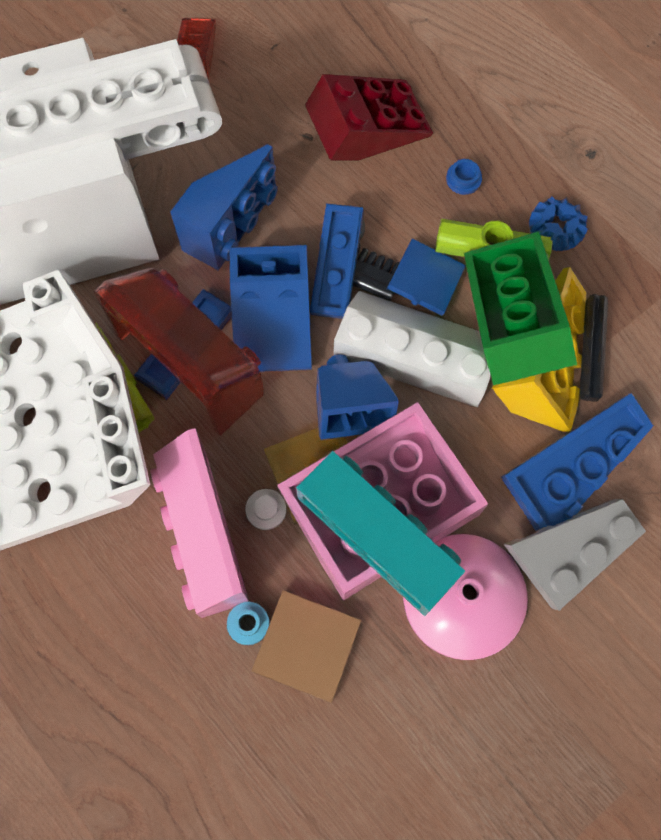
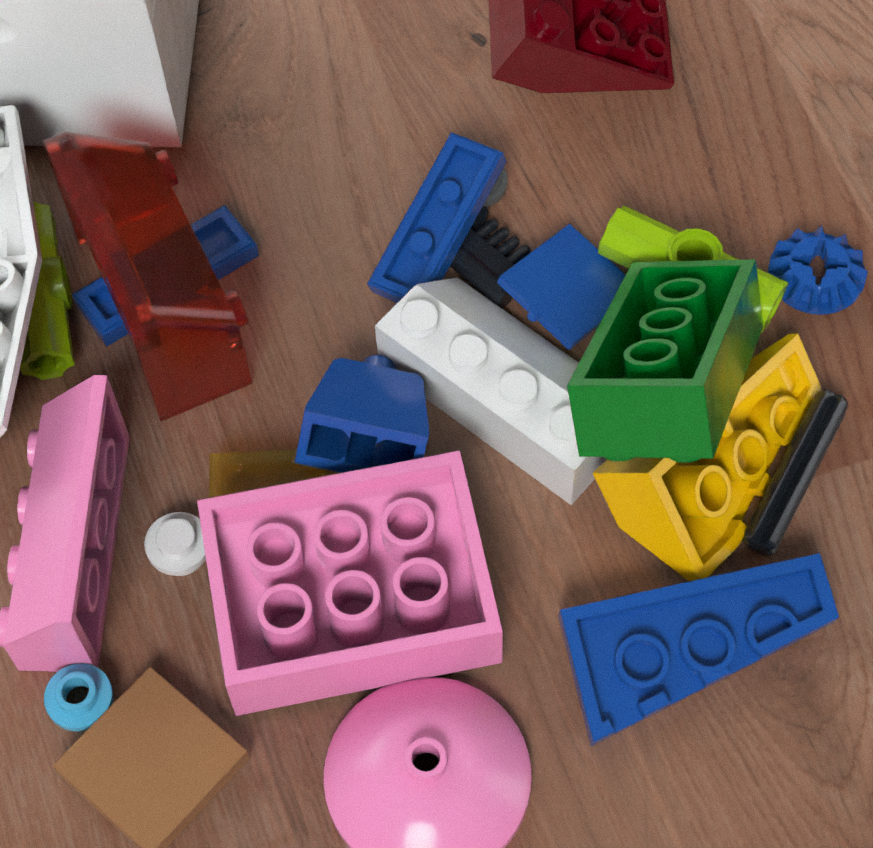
camera: 25 degrees right, 10 degrees down
(224, 206) = (301, 95): blue slope -> none
(272, 305) = (310, 255): blue slope -> none
(379, 532) = (311, 613): teal brick -> none
(464, 177) = (693, 159): blue plate -> none
(574, 552) = (630, 764): light grey wing -> none

